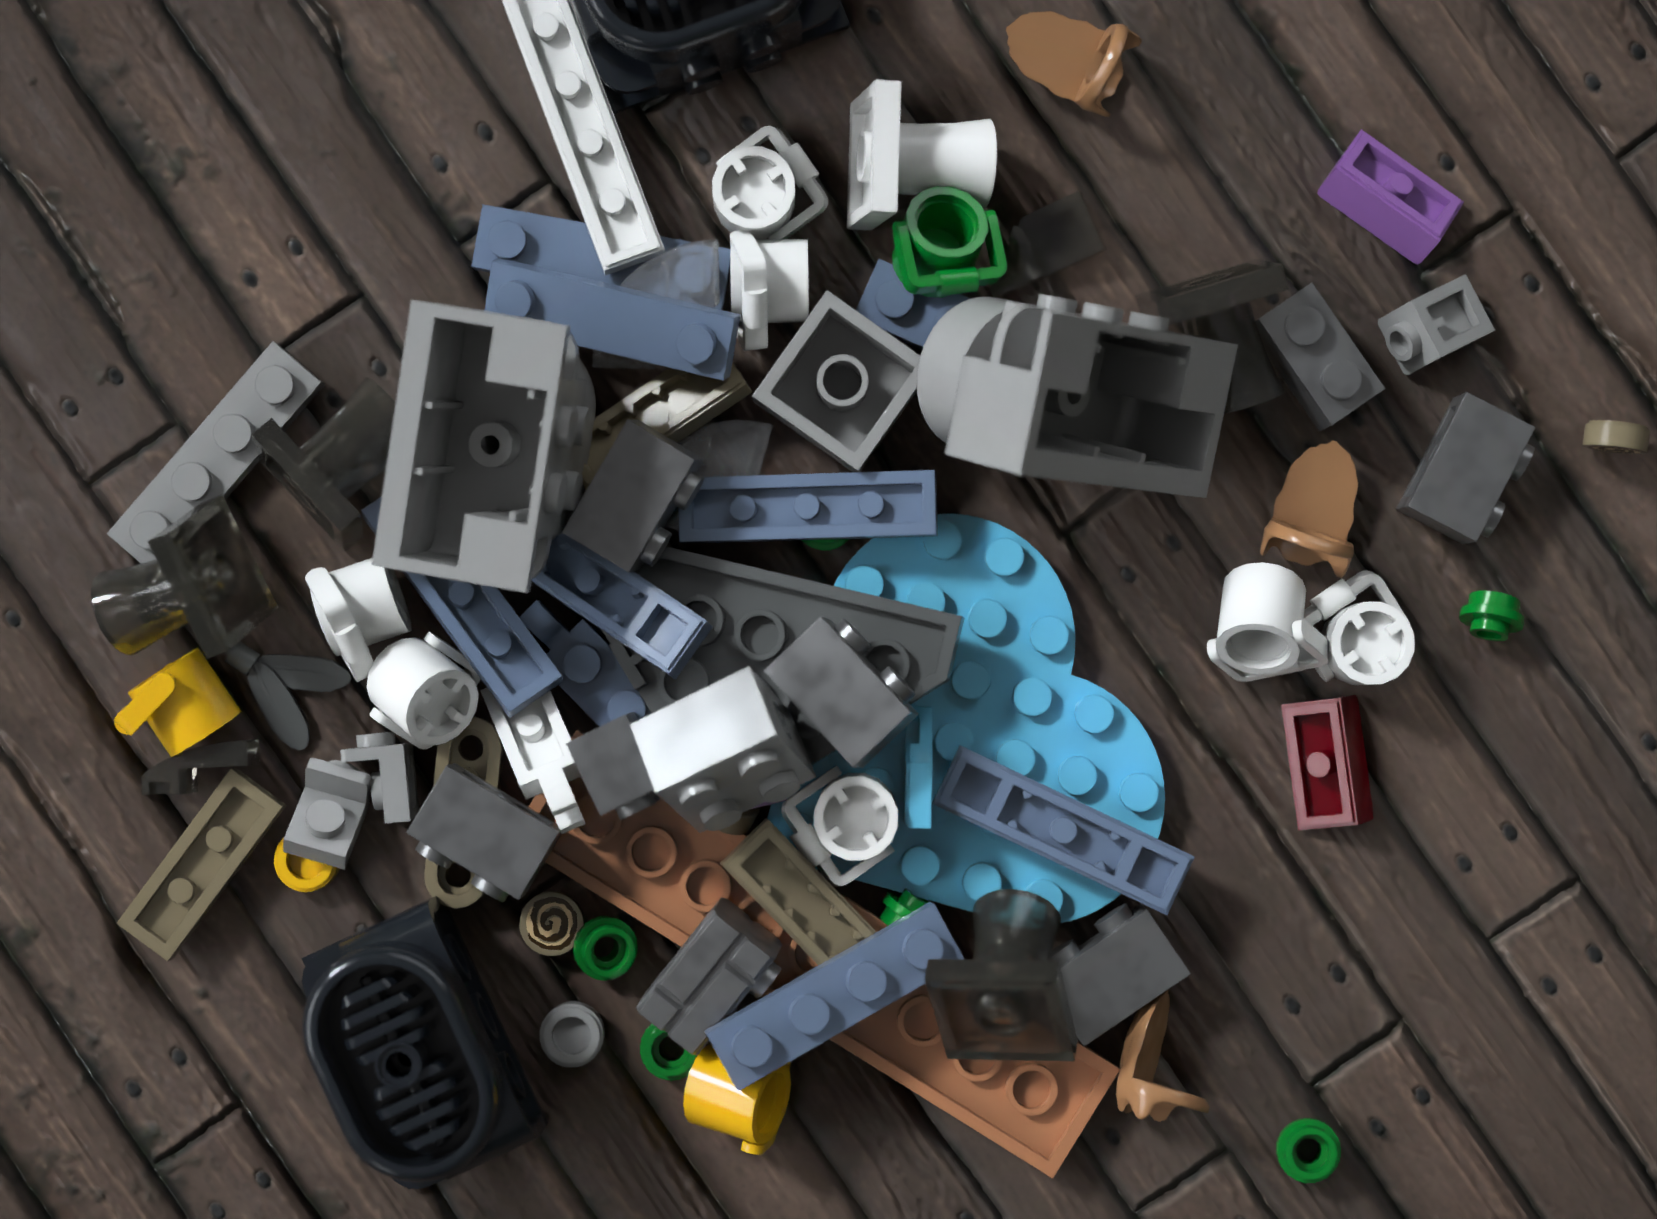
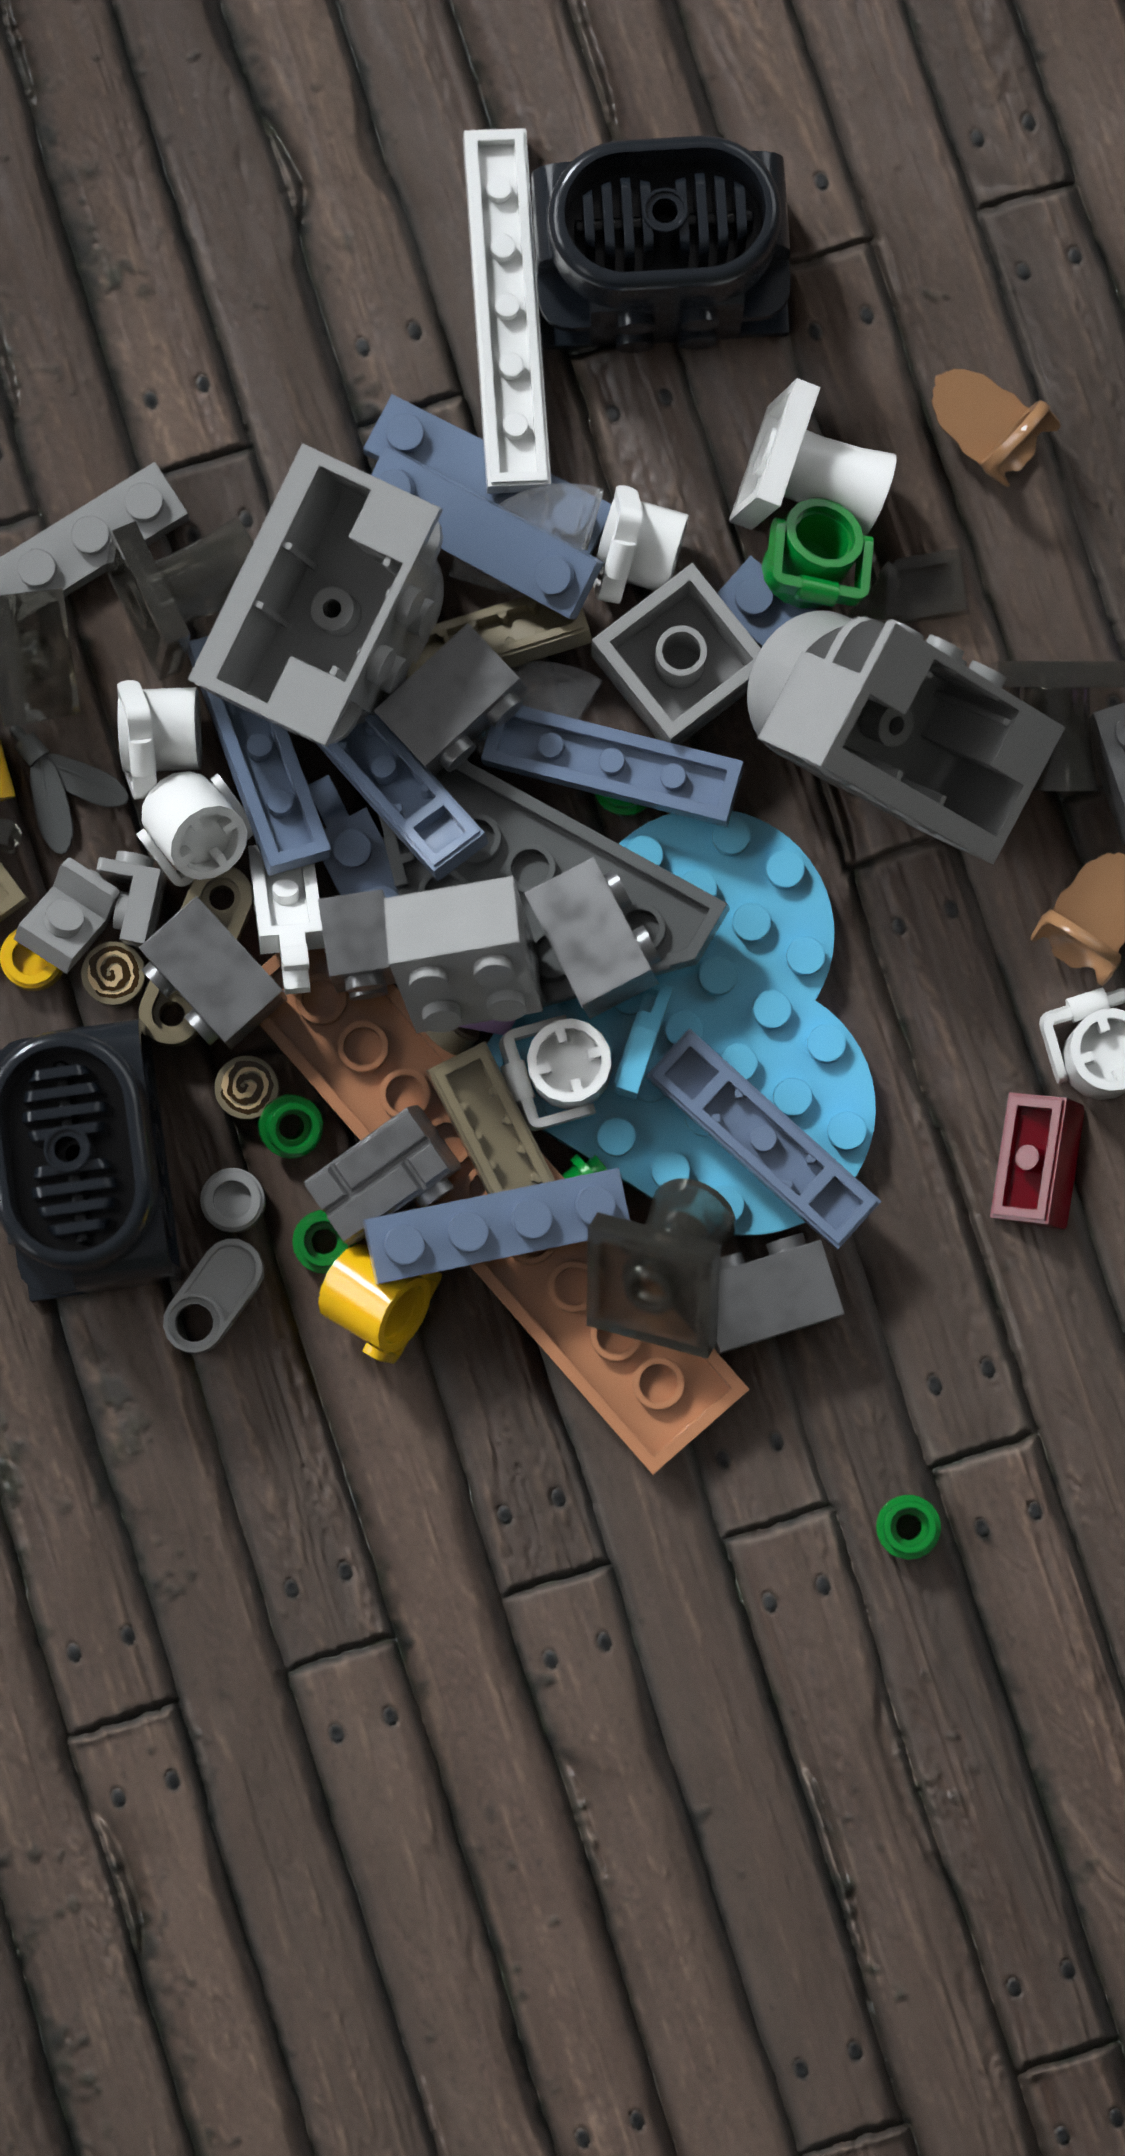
camera: 15 degrees right, 5 degrees down
(388, 853) = (113, 974): none -> tile
(585, 1120) = (221, 1283): none -> light grey piece
(757, 186) = (655, 456): white piece -> none
(1139, 1063) = (772, 1387): medium nougat piece -> none
(1264, 625) = (1013, 1005): white piece -> none

